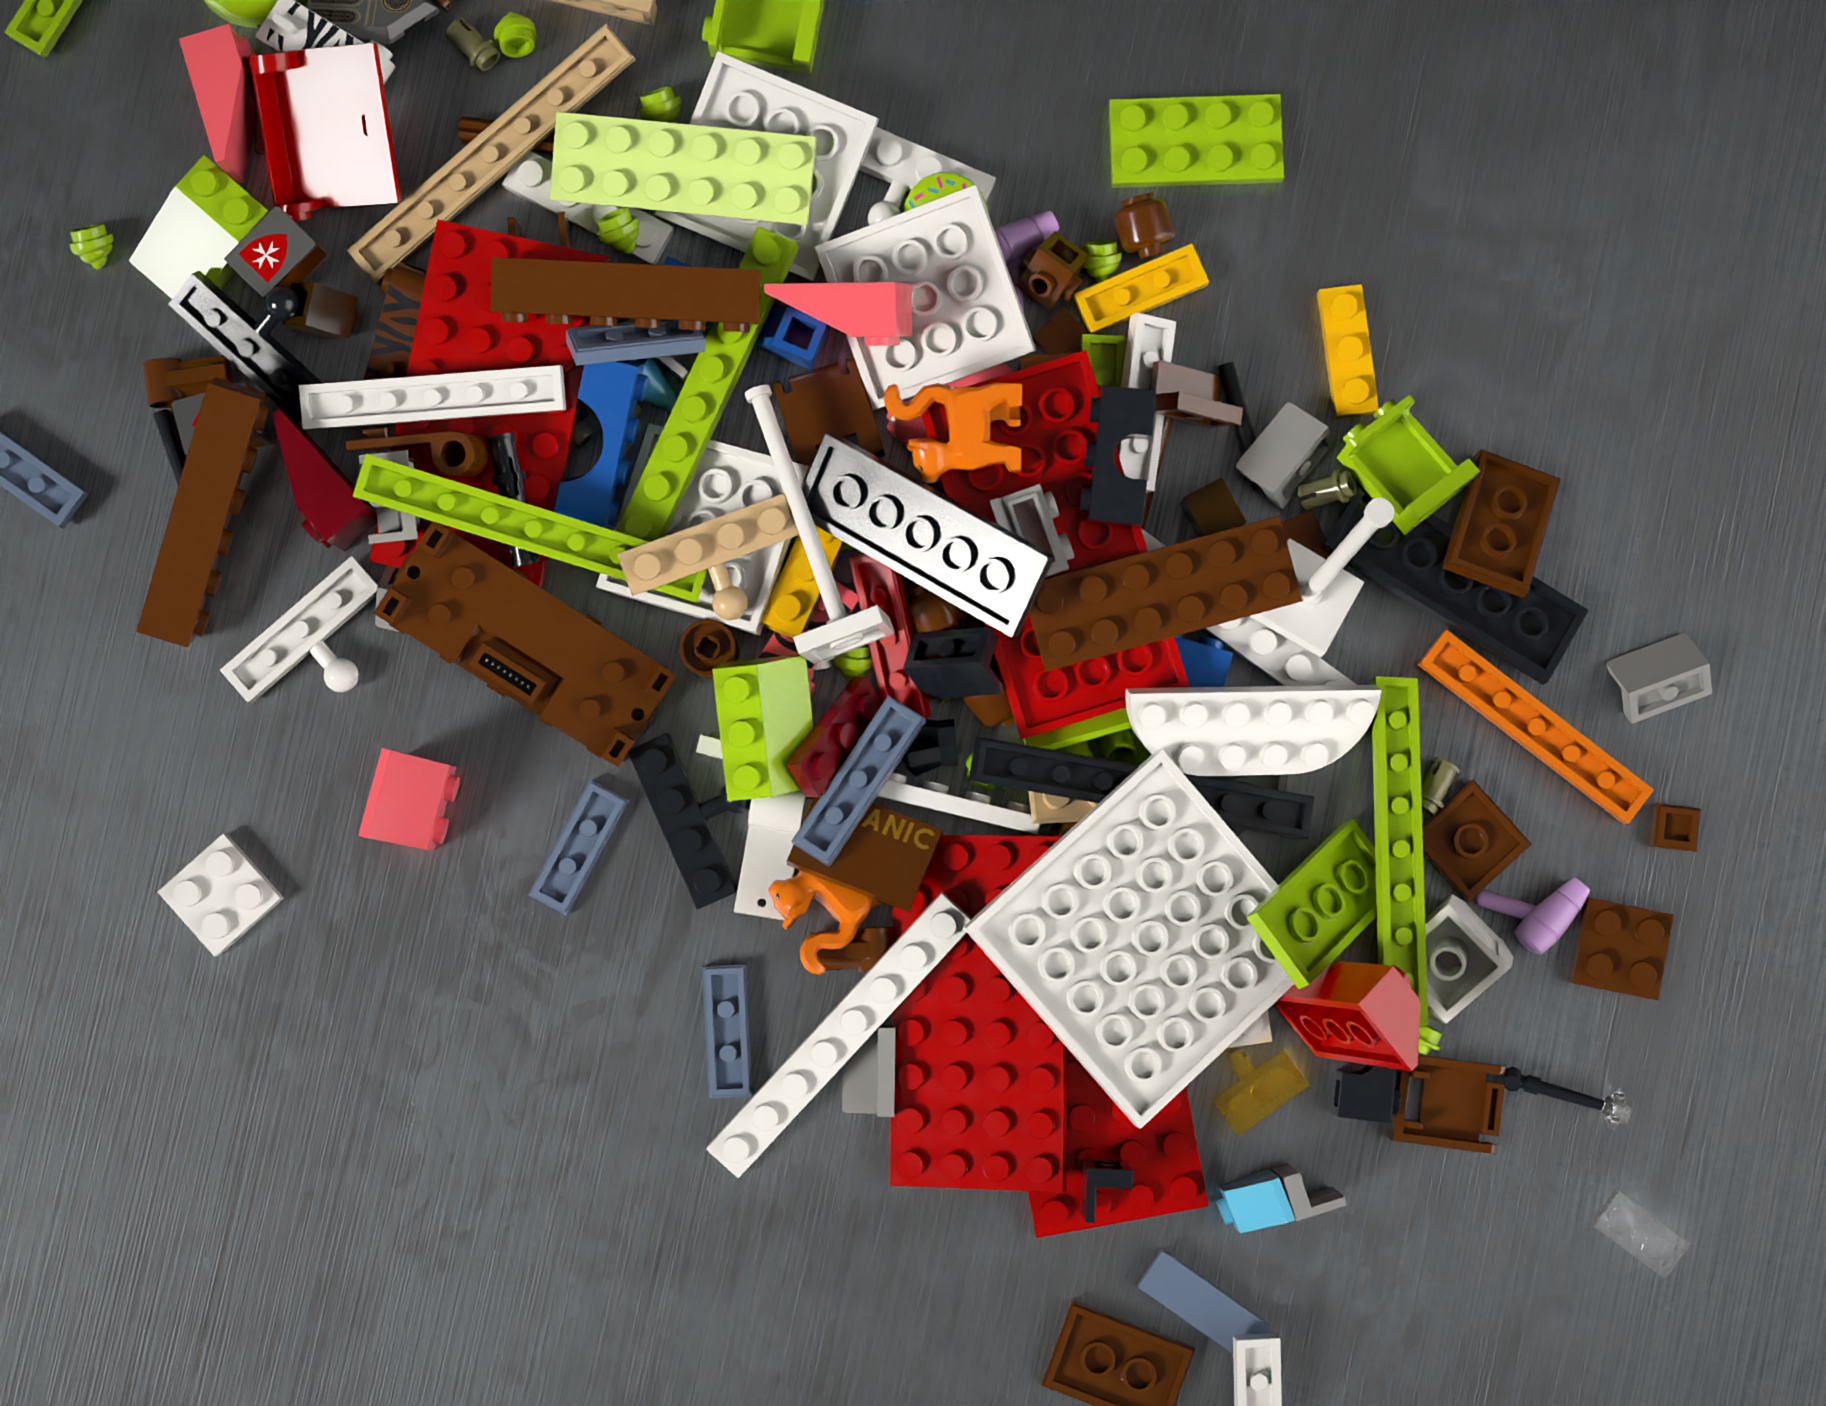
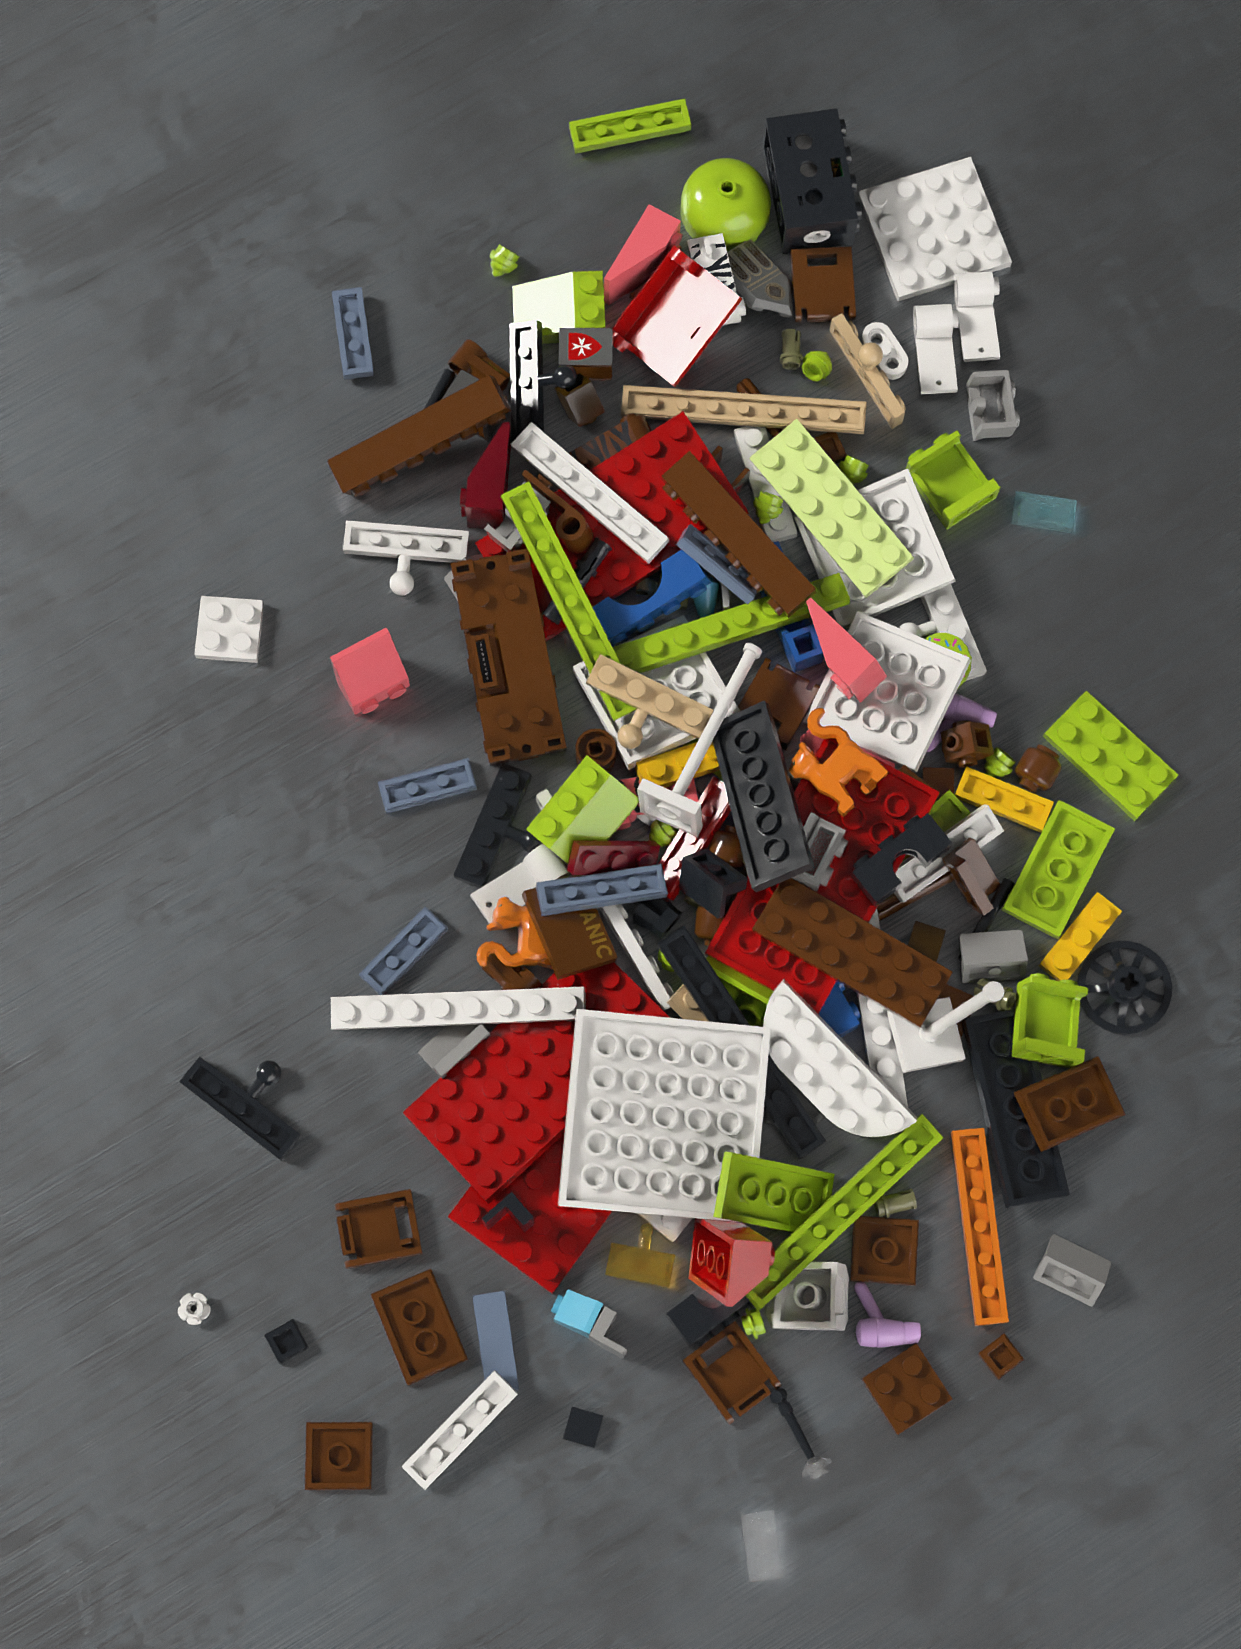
camera: 45 degrees right, 10 degrees down
(615, 103) = (832, 446): none -> reddish brown tile
(733, 1340) = (241, 1106): none -> black plate
(980, 1323) = (373, 1229): none -> reddish brown container
(1261, 305) = (1058, 869): none -> lime plate
(1365, 1297) = (583, 1427): none -> black tile
(1436, 354) = (1126, 987): none -> black wheel

